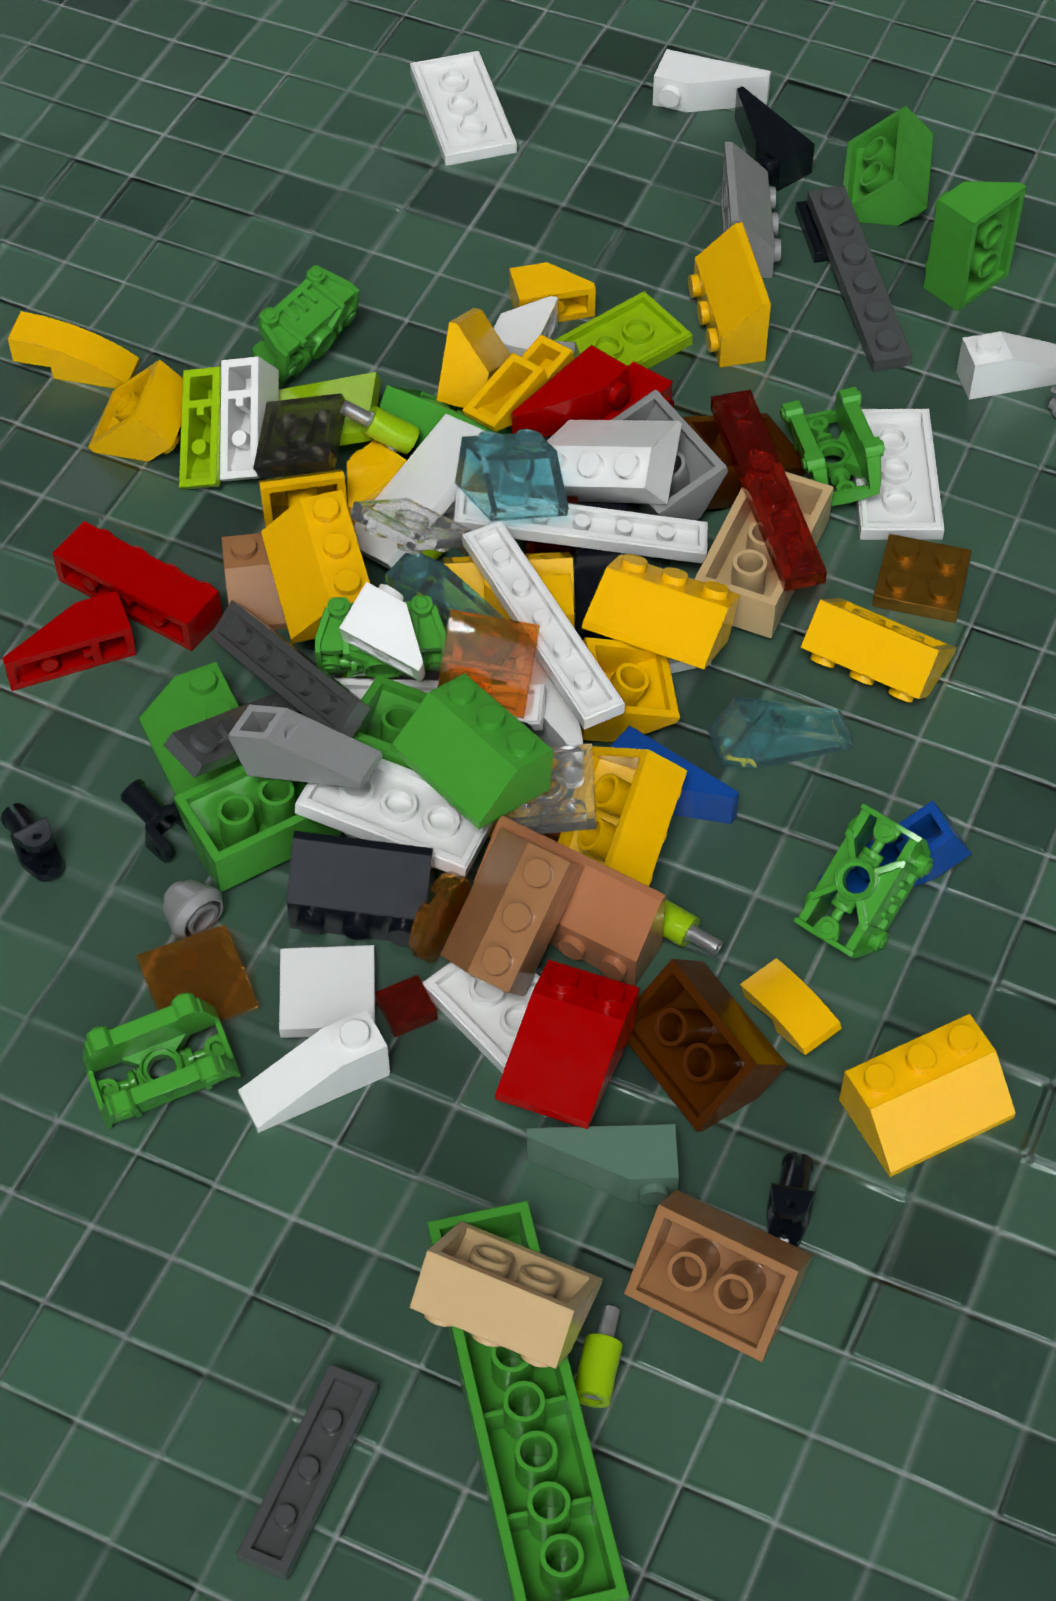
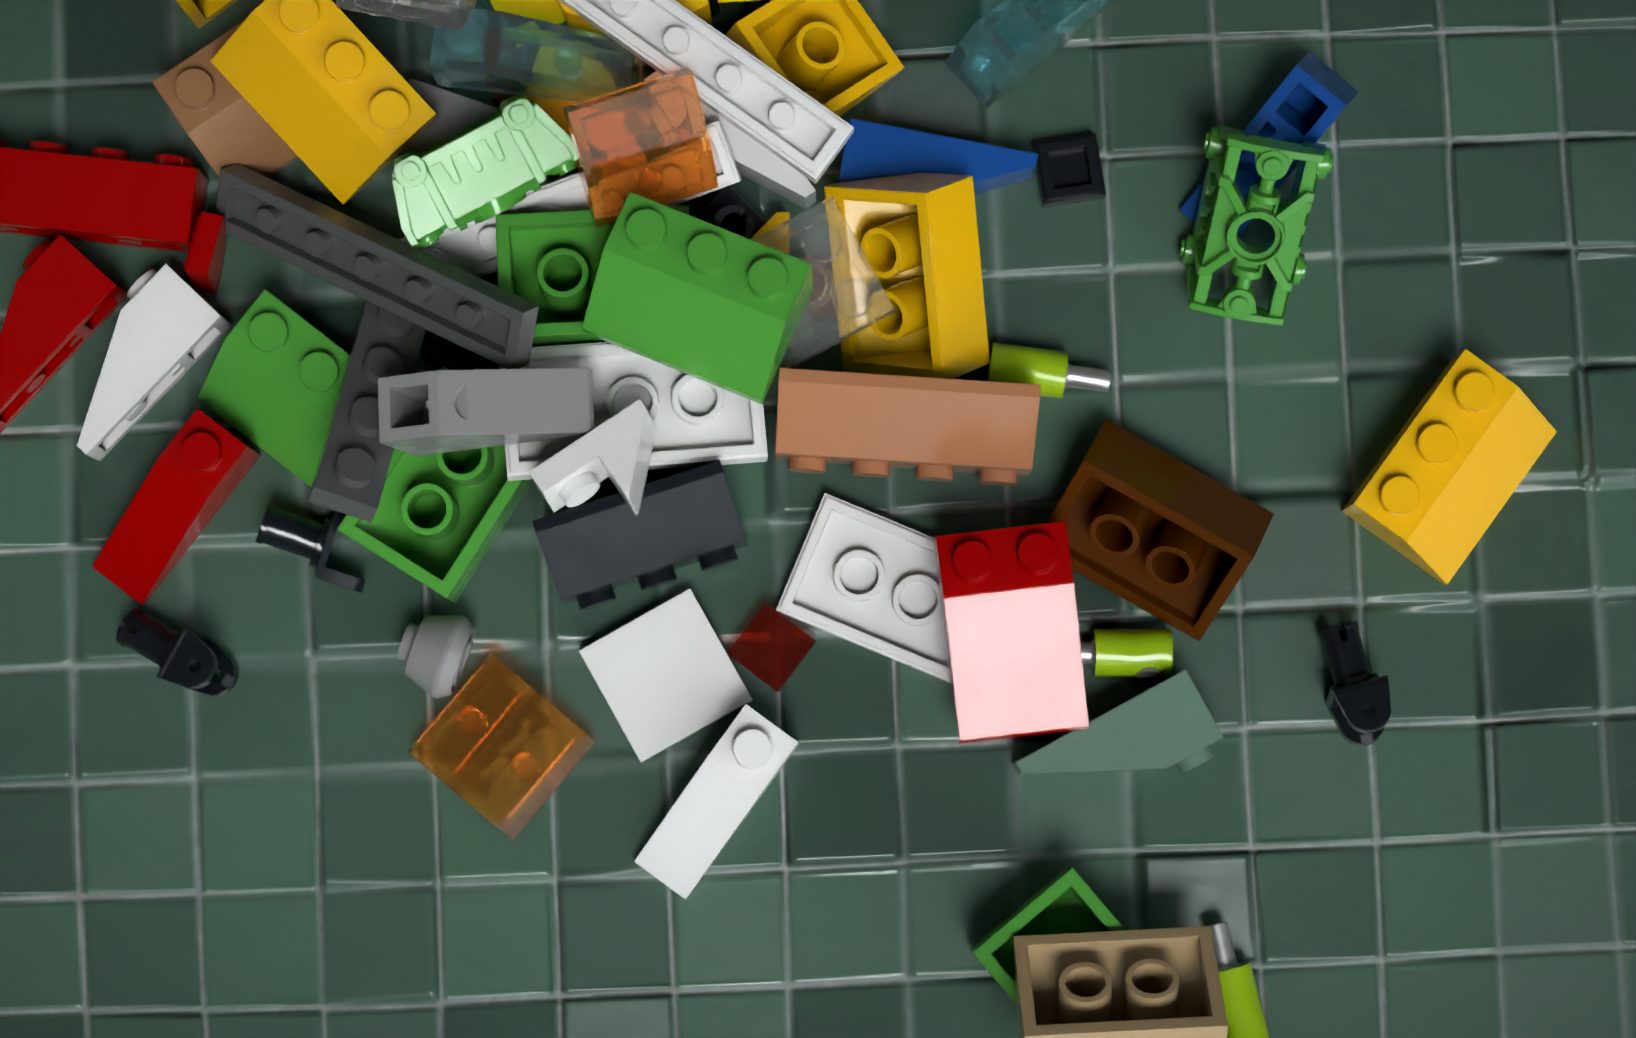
camera: 25 degrees left, 30 degrees up
(88, 760) = (174, 505): none -> red slope
(119, 681) = (151, 349): none -> white slope
(149, 1040) = (548, 921): bright green piece -> none
(195, 643) = (206, 252): none -> red tile
(368, 806) = (613, 449): none -> white slope
(383, 629) = (496, 185): white slope -> none
(437, 919) = (759, 525): clear orange tile -> none
(511, 912) = (852, 490): medium nougat slope -> none
(639, 1107) = (1129, 653): none -> lime piece
(717, 1274) = (1317, 820): medium nougat slope -> none
(757, 826) = (1069, 170): none -> black tile
(791, 1005) = (1235, 423): yellow slope -> none

